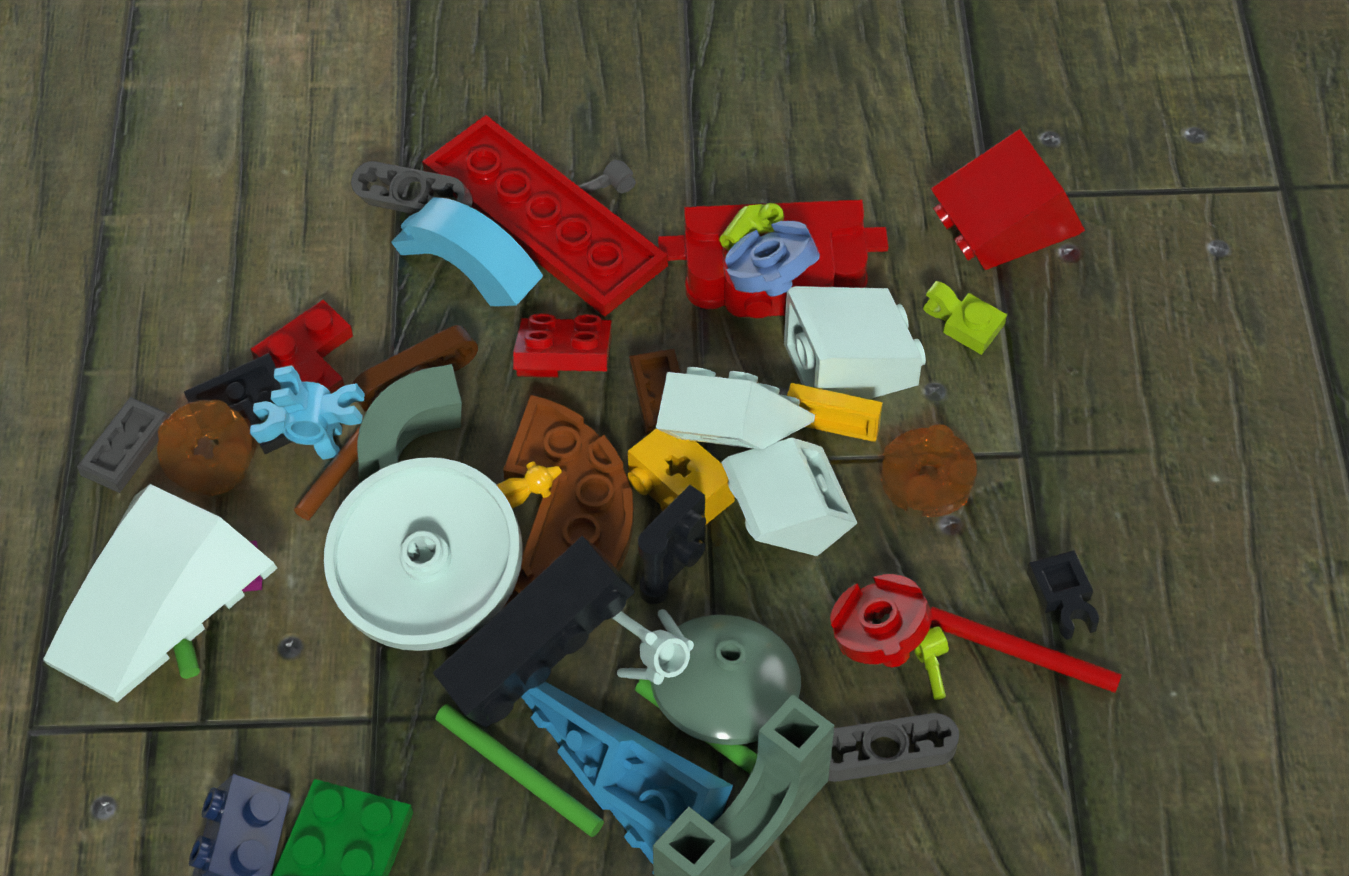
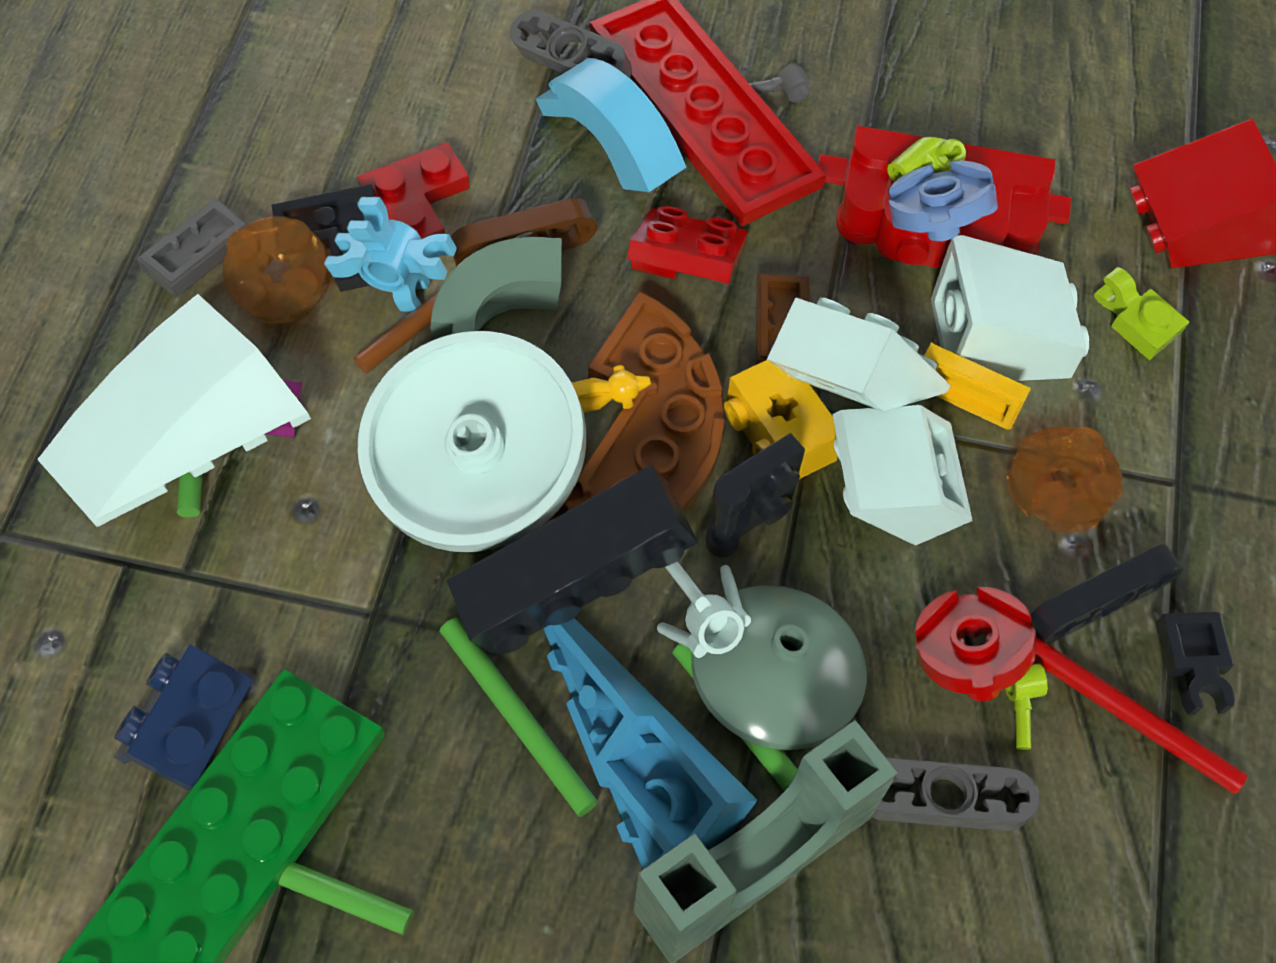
camera: 10 degrees right, 5 degrees up
(980, 557) = (1105, 593): none -> black beam

